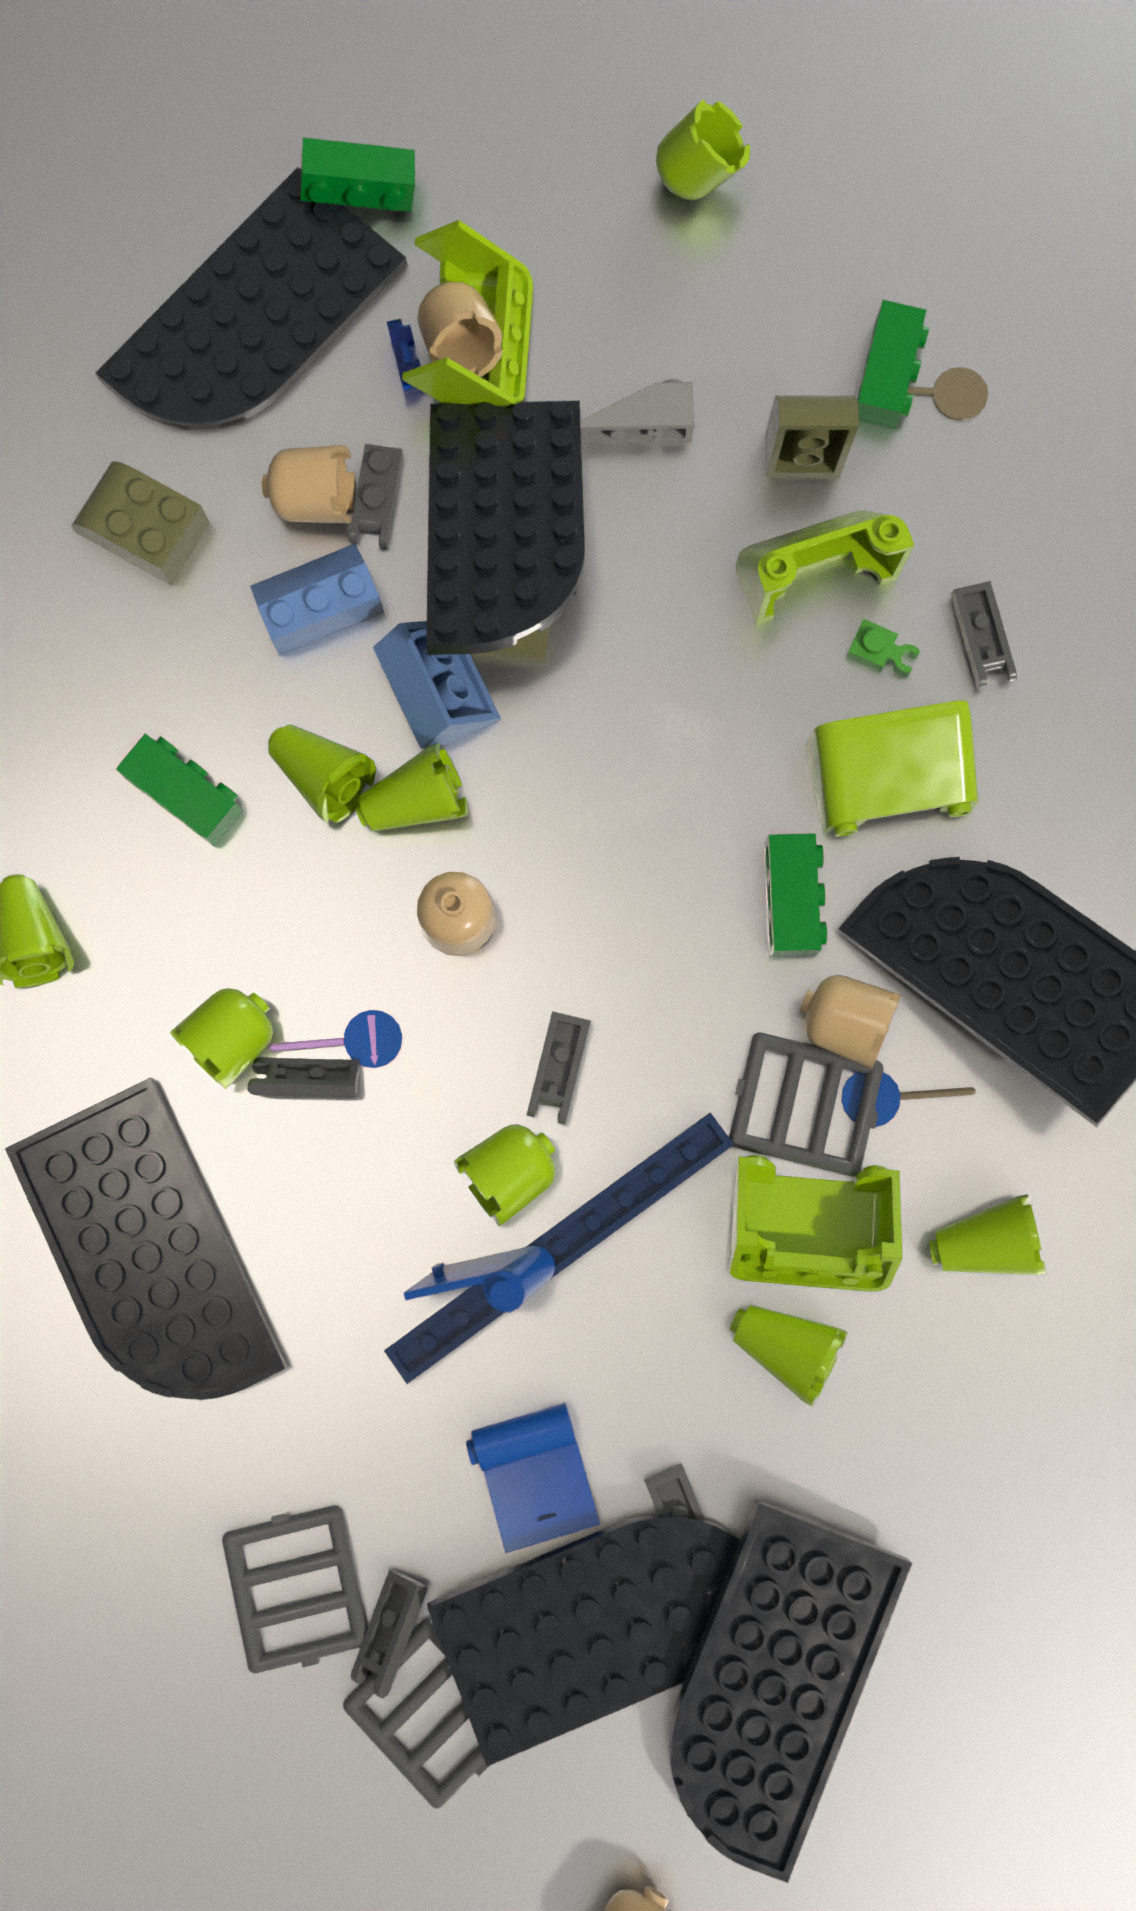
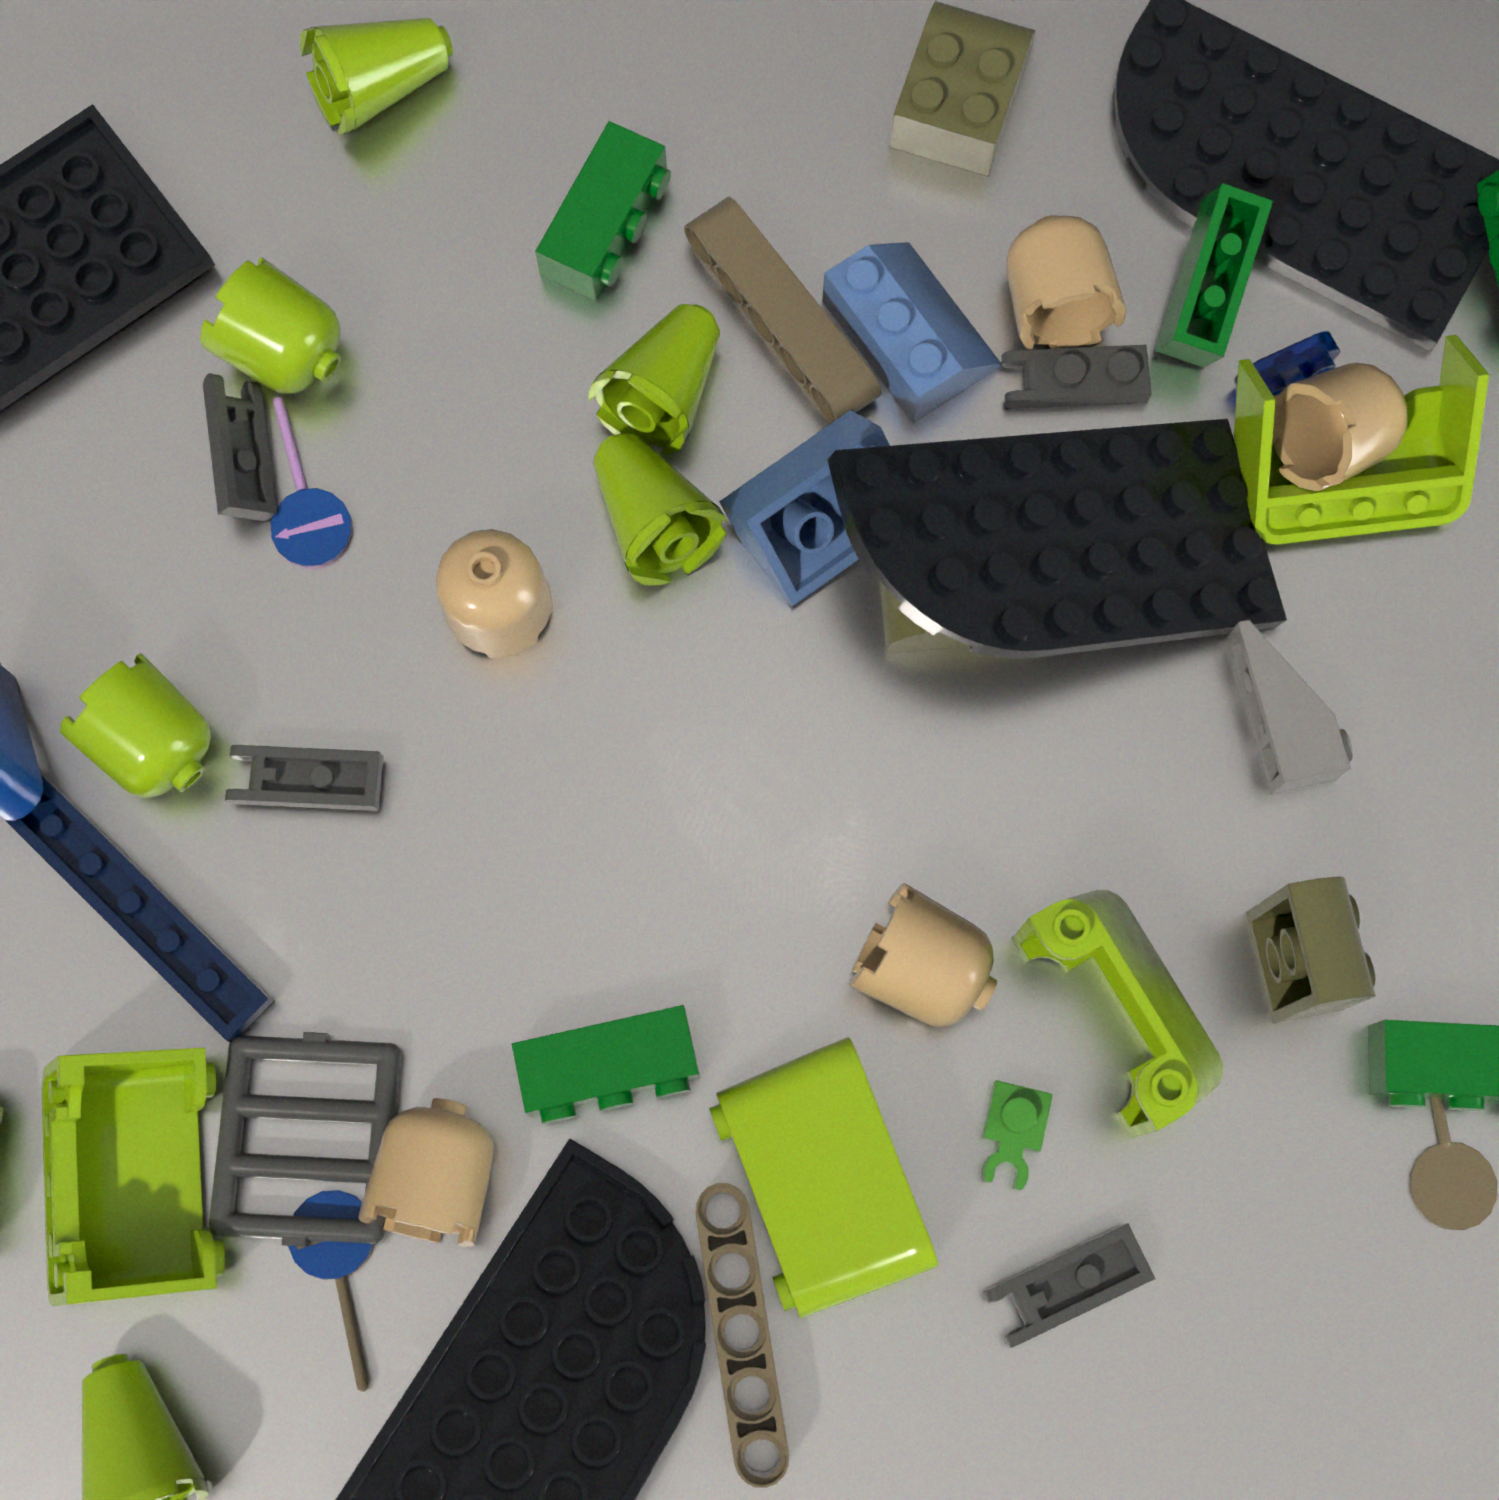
camera: 80 degrees right, 5 degrees down
(284, 681) = (782, 310): none -> dark tan beam
(331, 384) = (1213, 275): none -> green brick
(766, 677) = (926, 961): none -> tan cylinder
(998, 836) = (737, 1363): none -> dark tan beam

